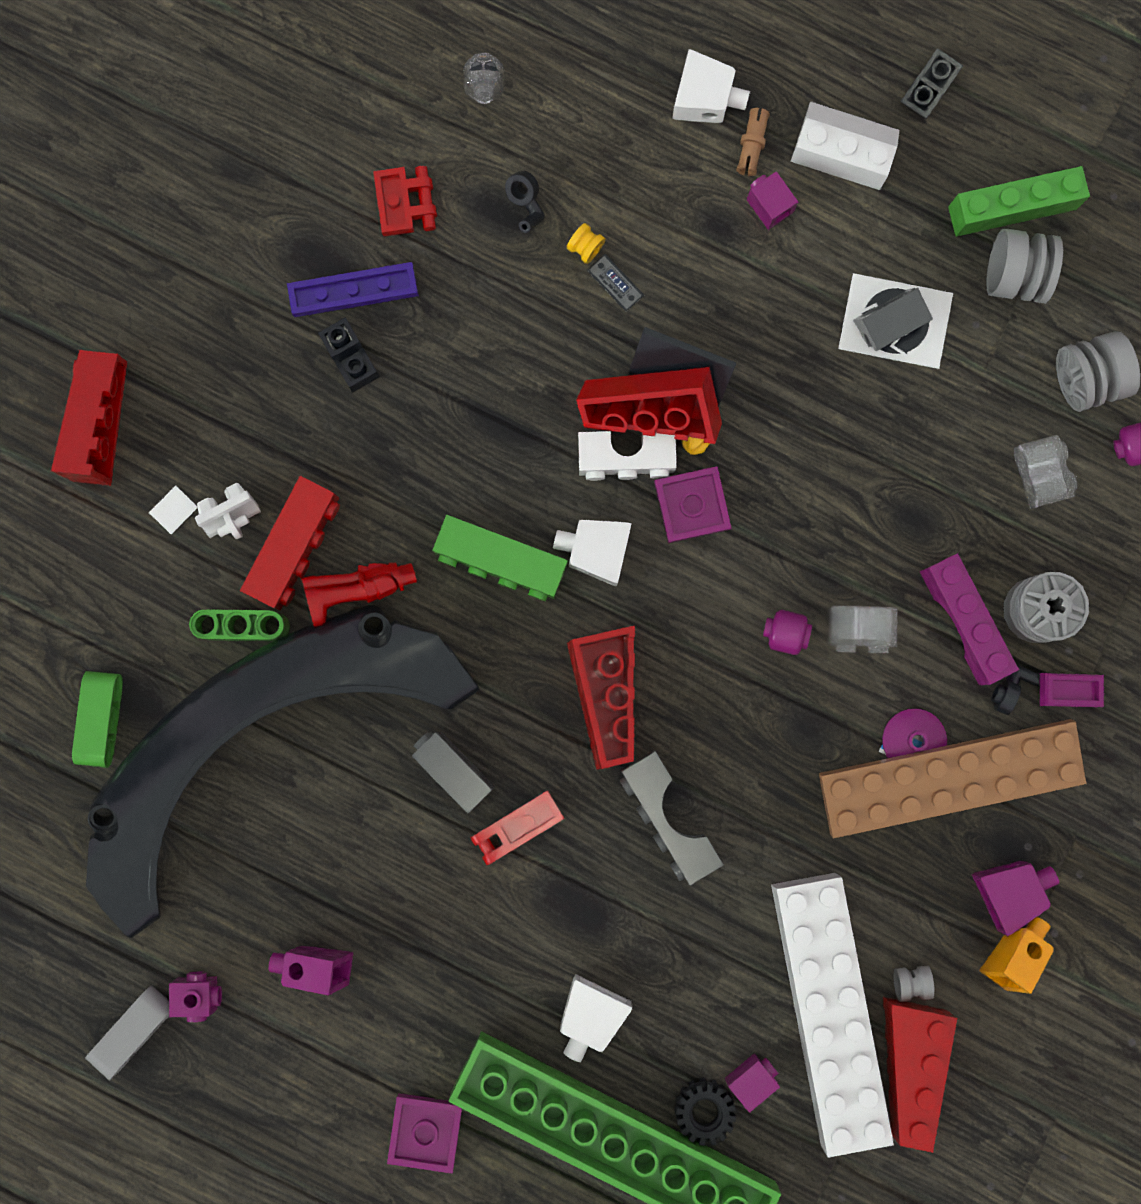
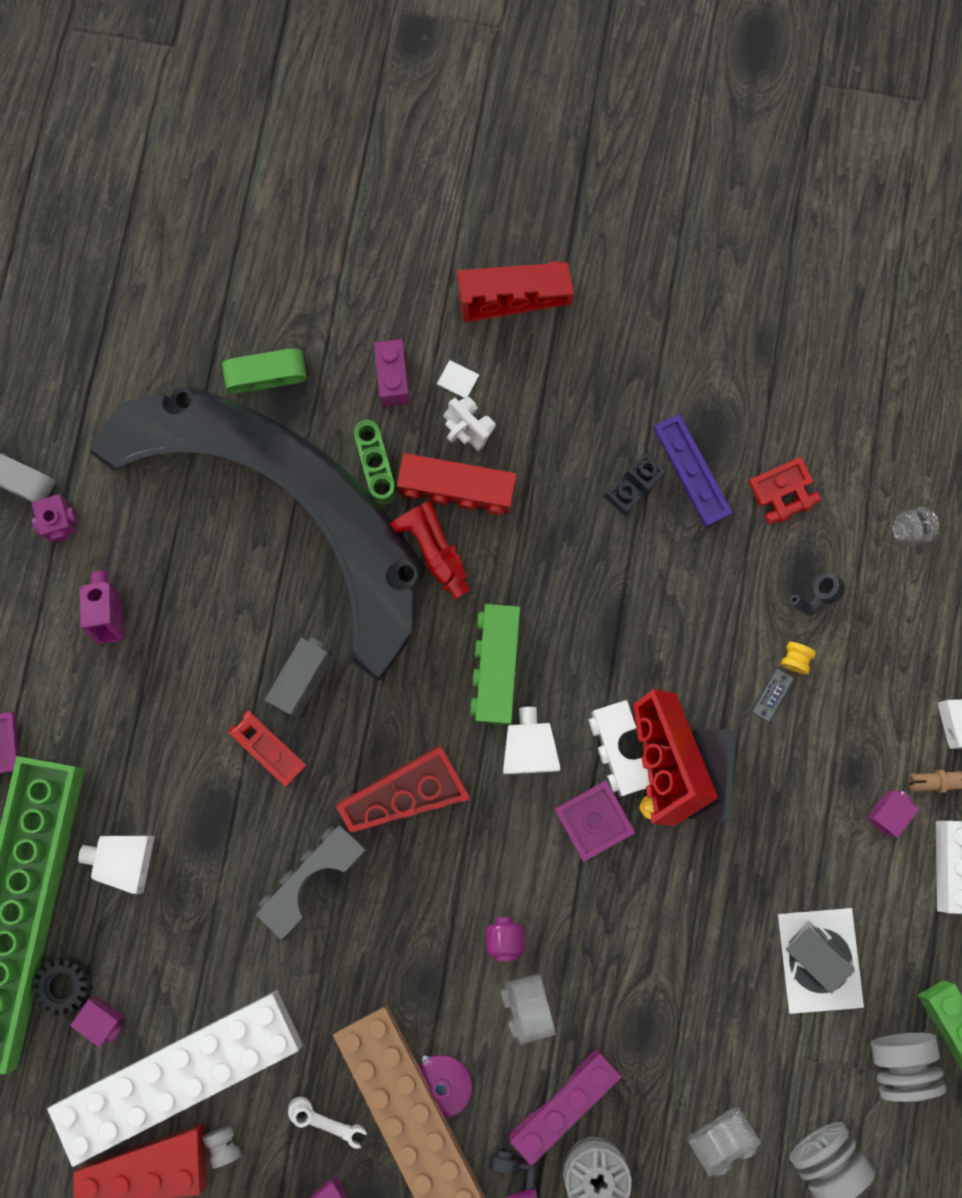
camera: 75 degrees right, 5 degrees down
(144, 578) = (391, 373): none -> magenta brick
(894, 889) = (303, 1104): none -> white brick

